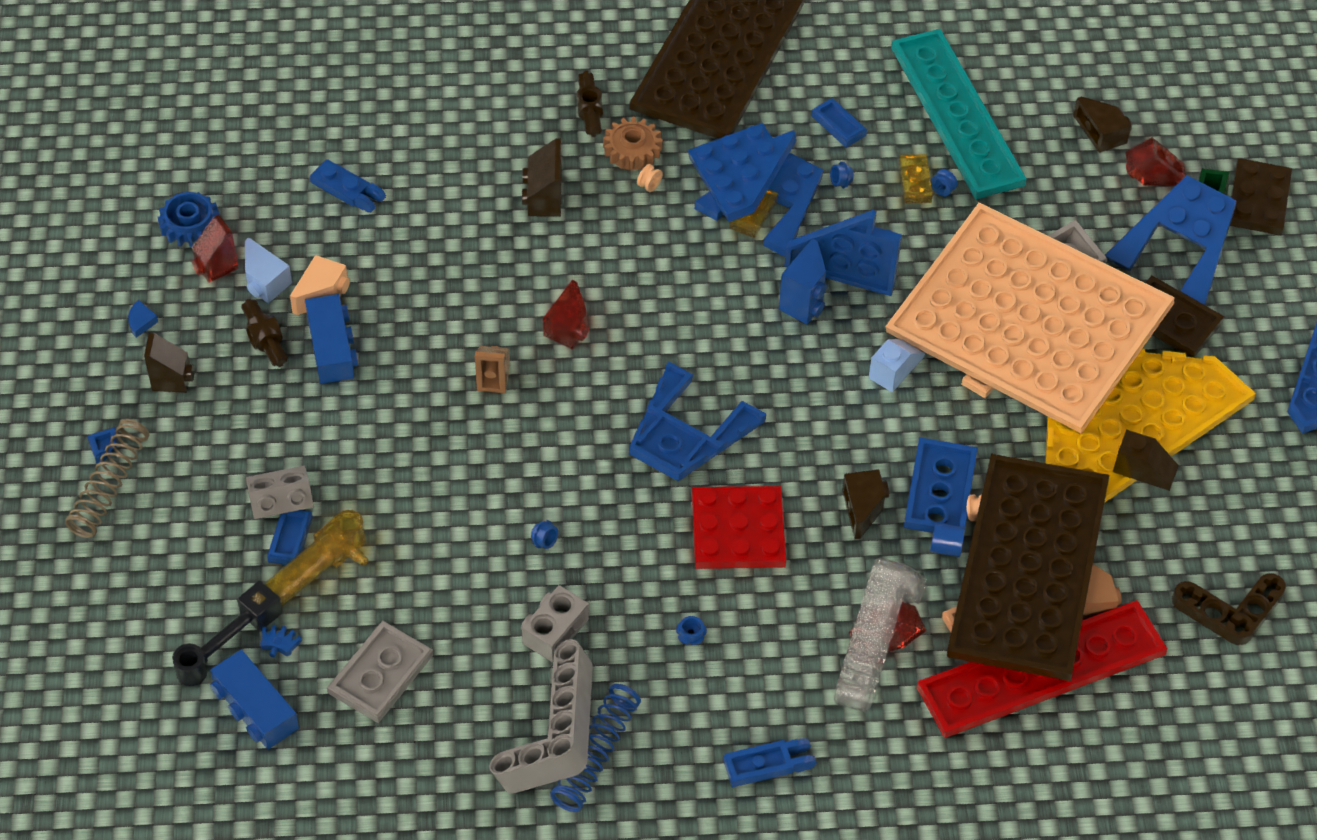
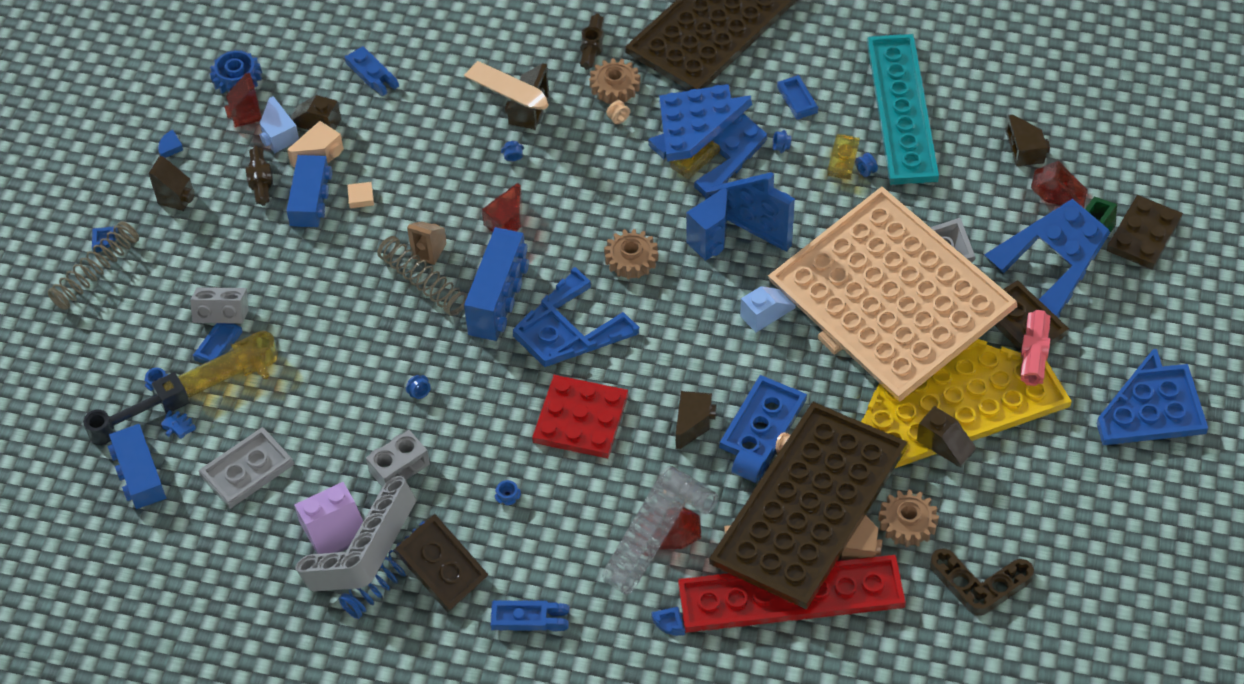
camera: 20 degrees right, 0 degrees up
(232, 588) = (153, 375): none -> blue plate
(302, 245) = (315, 110): none -> dark brown slope
(390, 331) = (360, 195): none -> light nougat tile
(506, 708) = (330, 519): none -> lavender slope
(520, 172) = (507, 86): none -> light nougat piece
(547, 245) = (512, 151): none -> blue plate
(548, 427) = (390, 255): none -> dark tan piece
(594, 399) = (496, 284): none -> blue brick
(653, 725) = (441, 562): none -> dark brown plate
(726, 334) = (631, 254): none -> medium nougat gear
(922, 730) = (669, 621): none -> blue tile
(1134, 558) = (906, 531): none -> medium nougat gear
(1201, 344) = (1035, 348): none -> coral piece

